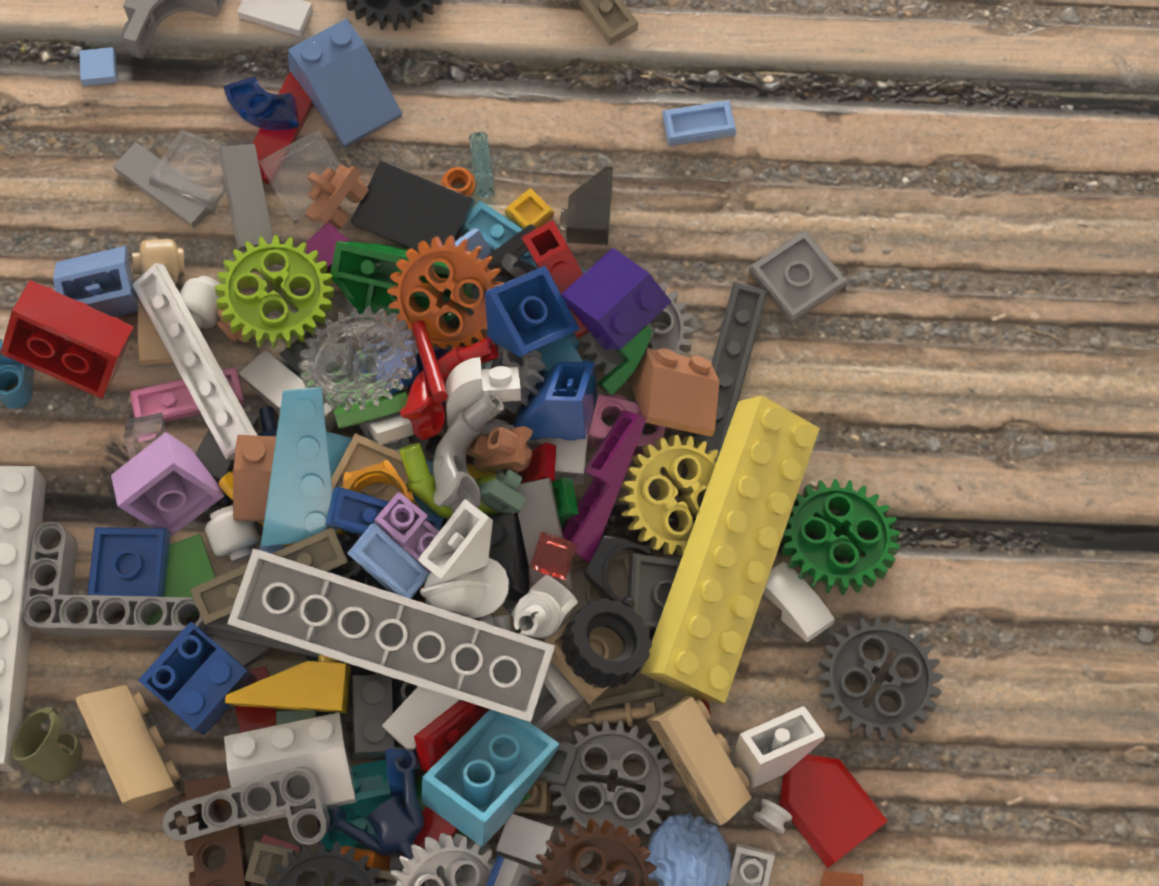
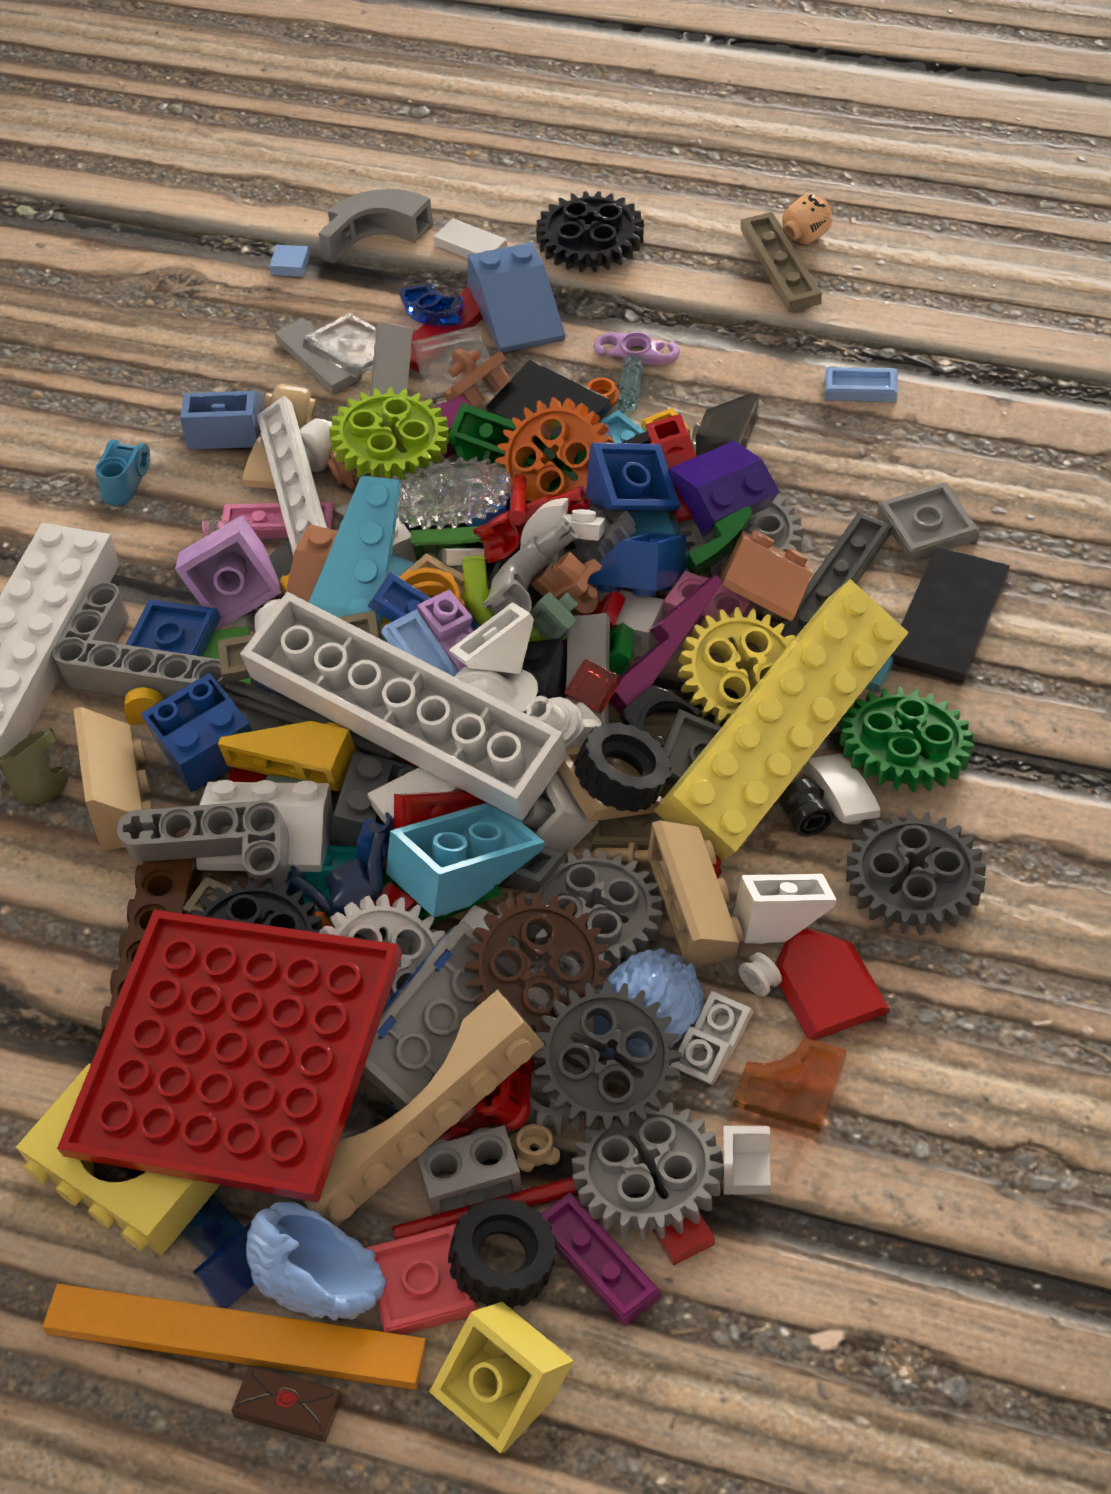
camera: 20 degrees right, 20 degrees down
(65, 339) = (177, 438): red brick -> none
(130, 649) = (138, 701): none -> yellow tile
(462, 111) = (624, 341): none -> lavender piece
(770, 630) = (807, 809): none -> black wheel
(843, 378) = (950, 613): none -> black tile

